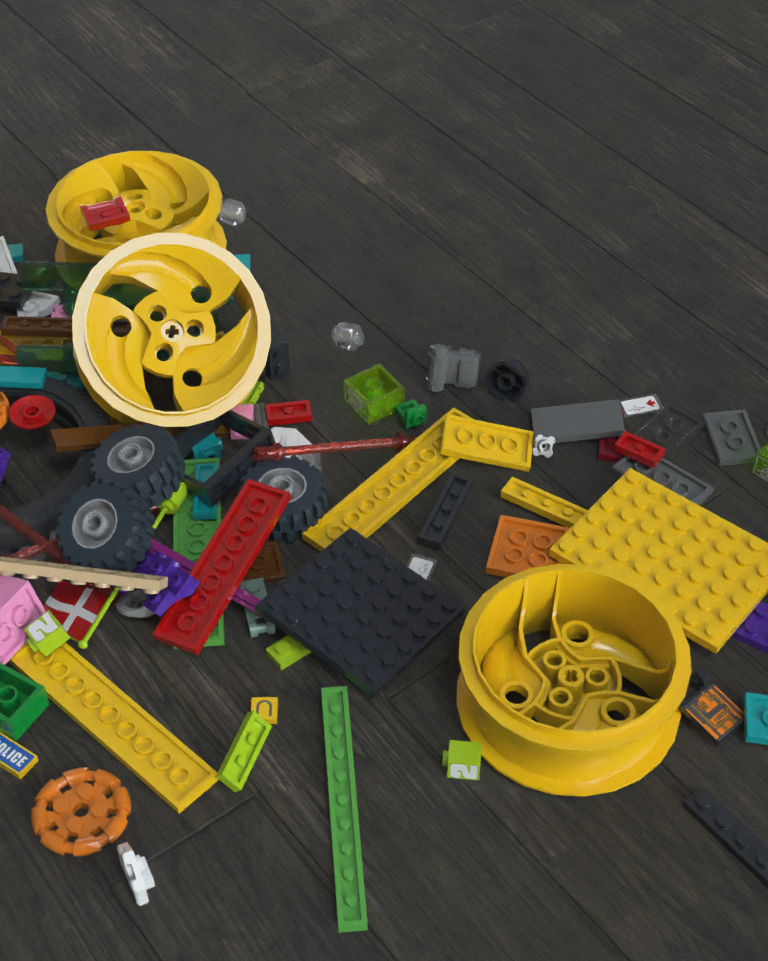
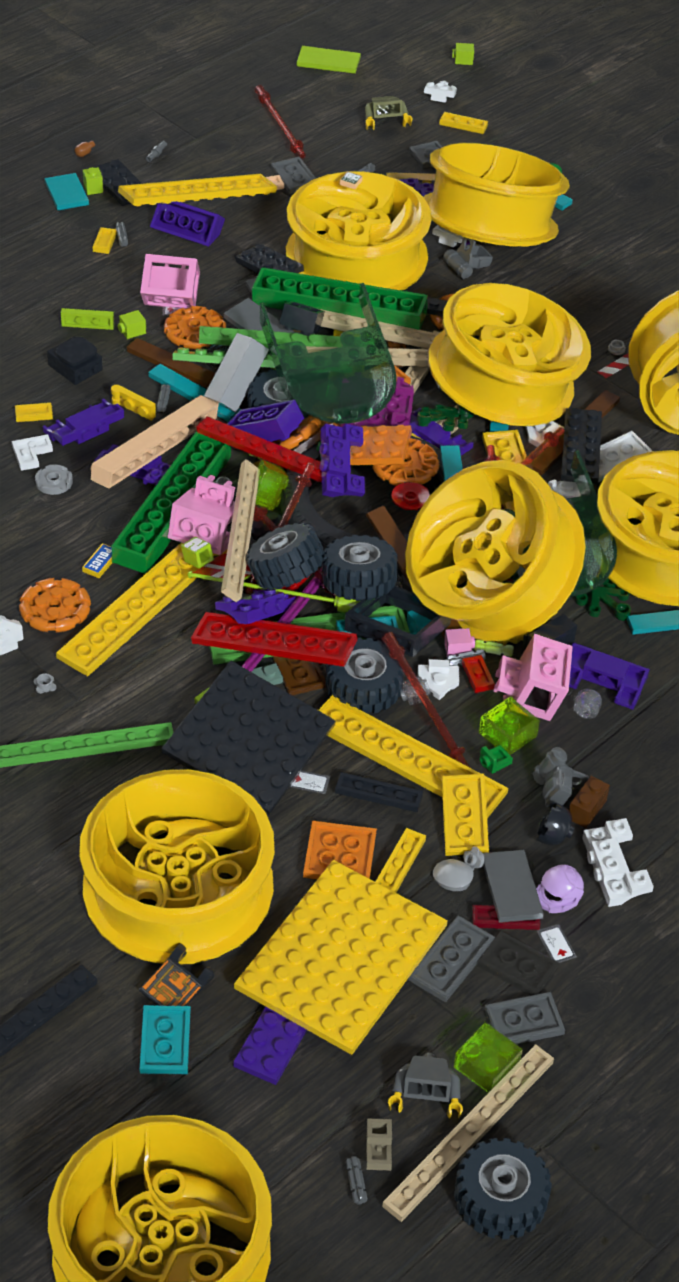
camera: 80 degrees right, 0 degrees up
(105, 214) = (639, 487): red plate -> none
(222, 821) = (44, 683): none -> light grey plate
(244, 751) = (110, 684): lime plate -> none
(266, 707) = (151, 694): yellow tile -> none
(309, 315) = (608, 672): none -> dark purple bracket
(319, 355) = (542, 665): none -> bright pink piece
(489, 351) = (589, 801): none -> reddish brown brick
(553, 350) = (610, 865): none -> white bracket
(558, 465) = (453, 875): none -> light grey hat
(586, 377) = (561, 882): none -> lavender helmet
(639, 449) = (477, 931): red plate -> none

